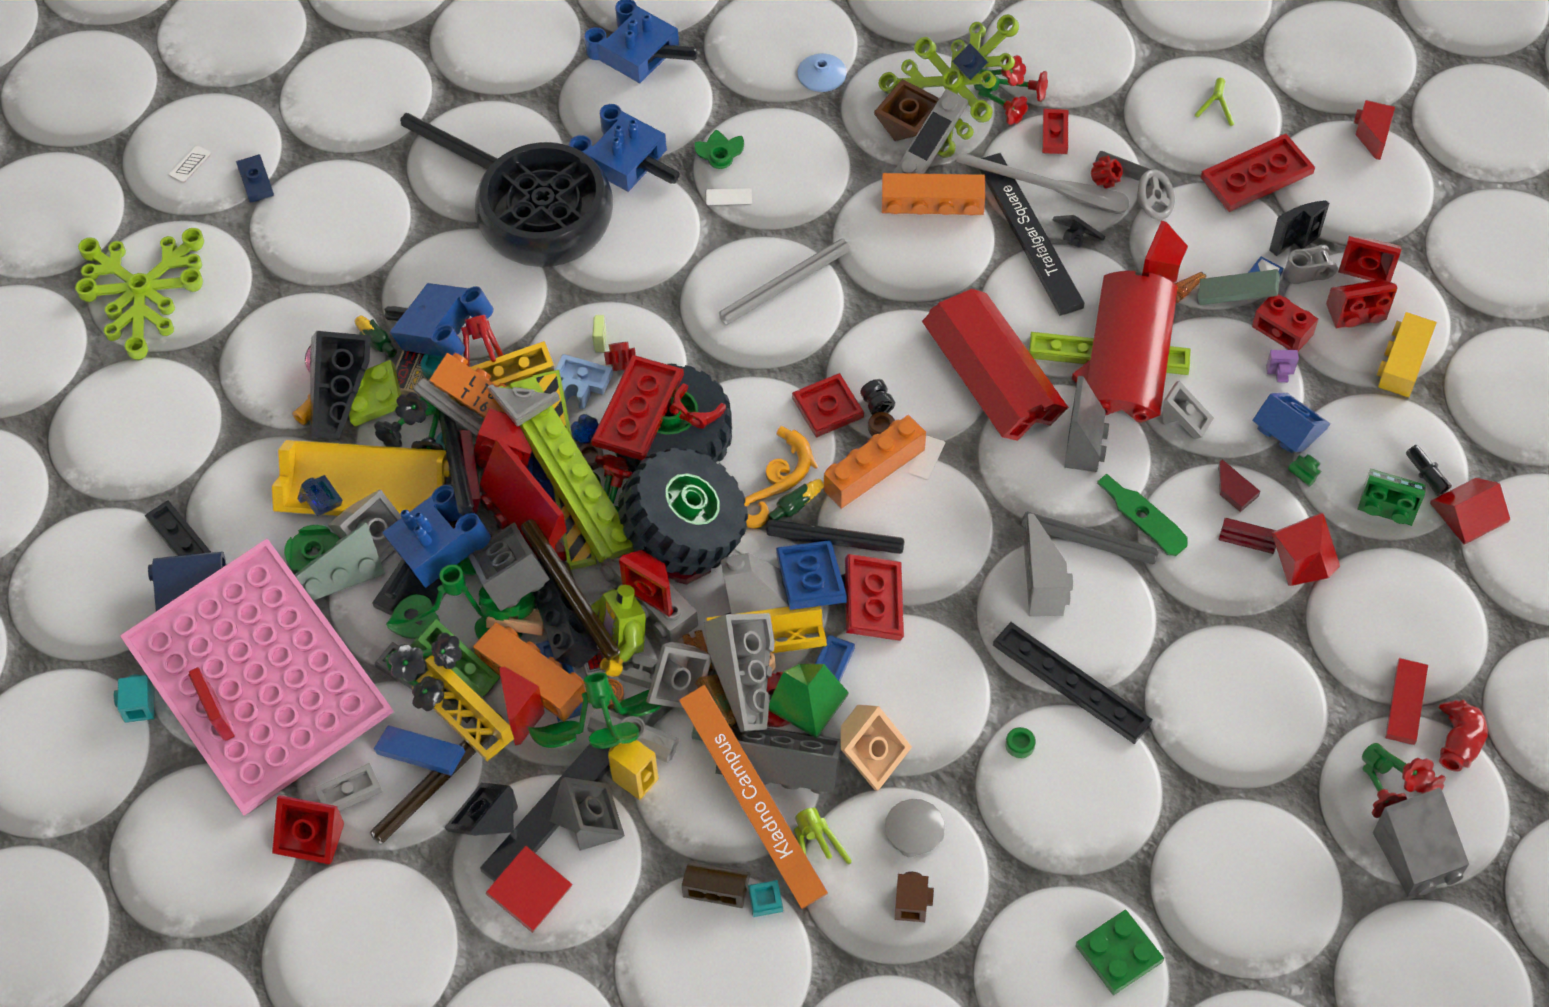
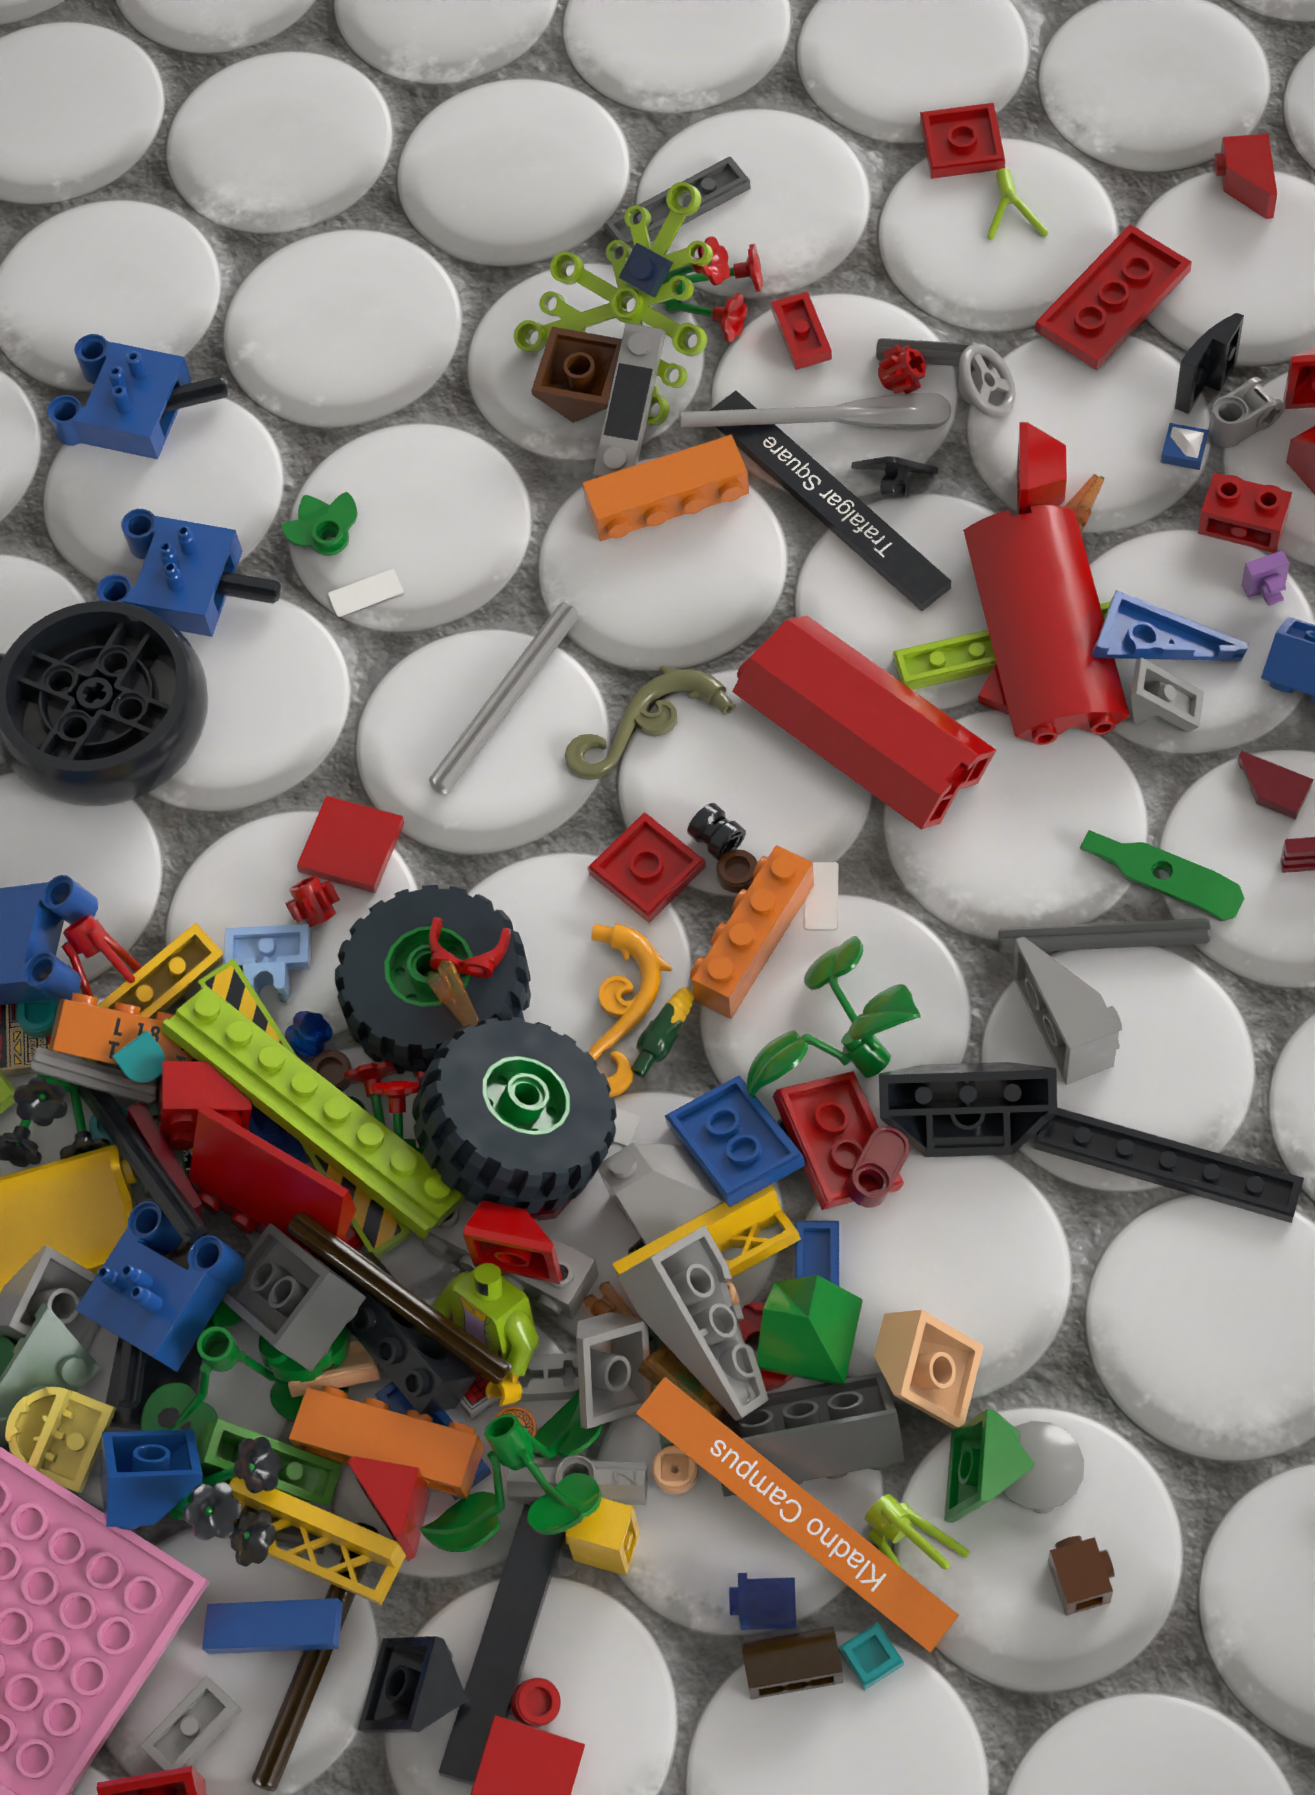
camera: 15 degrees left, 5 degrees up
(344, 598) = (59, 1434): none -> light yellow slope
(379, 635) = (146, 1474): none -> blue slope
(478, 403) = (140, 1058): none -> teal tile
(522, 403) = (209, 1036): light grey tile -> none
(554, 849) = (535, 1702): none -> red tile
(587, 811) = (561, 1627): dark grey slope -> none
(599, 333) = (265, 876): yellowish green tile -> none
(637, 407) = (381, 979): red tile -> none
(657, 333) = (350, 844): none -> red tile
(675, 428) = (451, 992): none -> clear orange piece
(693, 750) = (674, 1471): none -> light nougat tile
(713, 844) = (764, 1603): none -> clear blue bracket
(821, 72) = (424, 362): light blue dish -> none
(837, 536) = (719, 1070): black axle -> none
(868, 326) = (656, 724): none -> olive plant
(881, 810) = (982, 1463): none -> green slope
(894, 615) = (882, 1160): none -> dark red piece
(910, 546) = (860, 1044): none -> green plant
(959, 604) = (968, 1106): none -> black wedge
(1020, 742) = (1133, 1281): green tile -> none
(1028, 36) = (715, 184): none -> dark grey tile
(1086, 430) = (1036, 779): dark grey slope -> none
(1196, 372) = (1146, 631): none -> blue wing
(1203, 54) = (962, 140): none -> red tile
(1238, 287) = (1161, 482): sand green tile -> none

